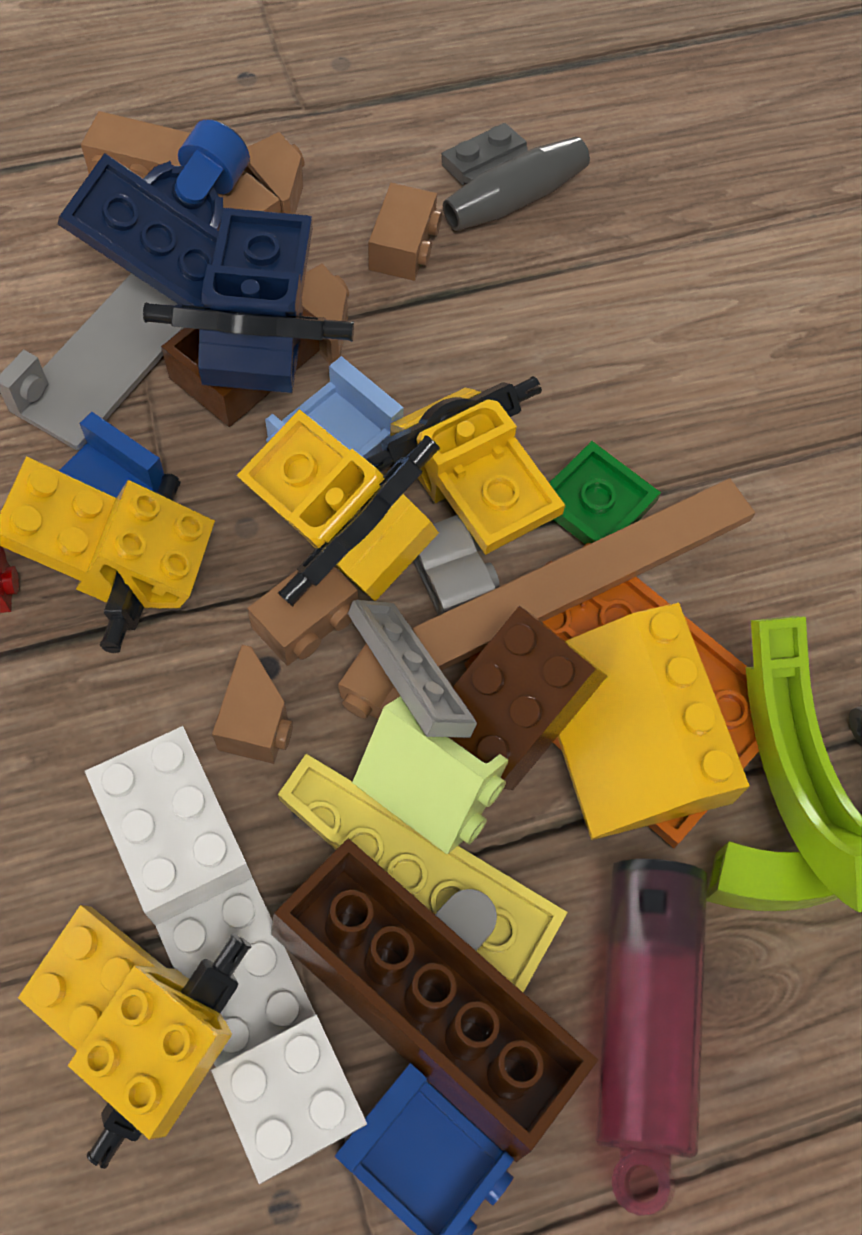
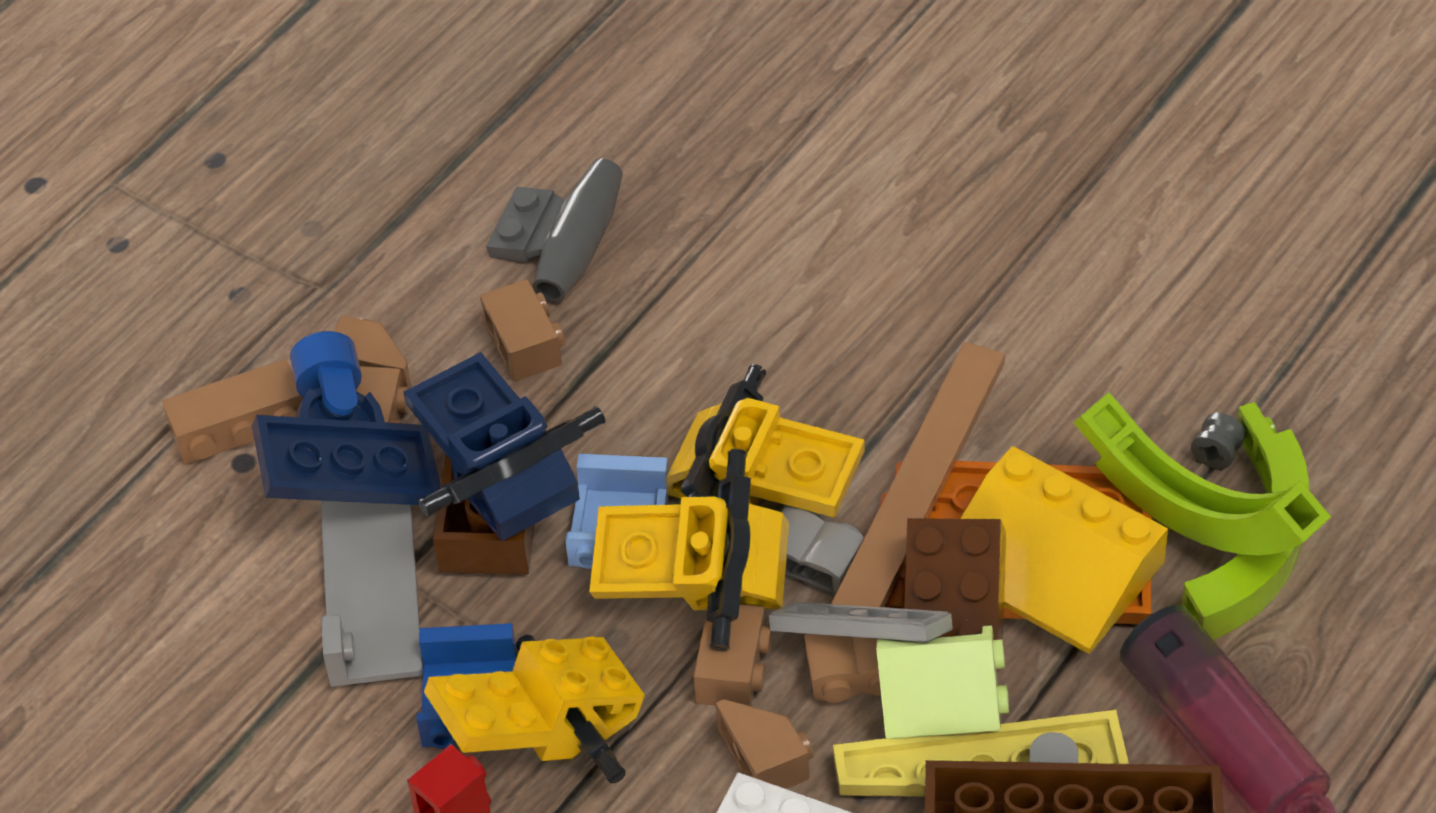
camera: 30 degrees left, 15 degrees down
(600, 495) = (879, 416): green plate -> none

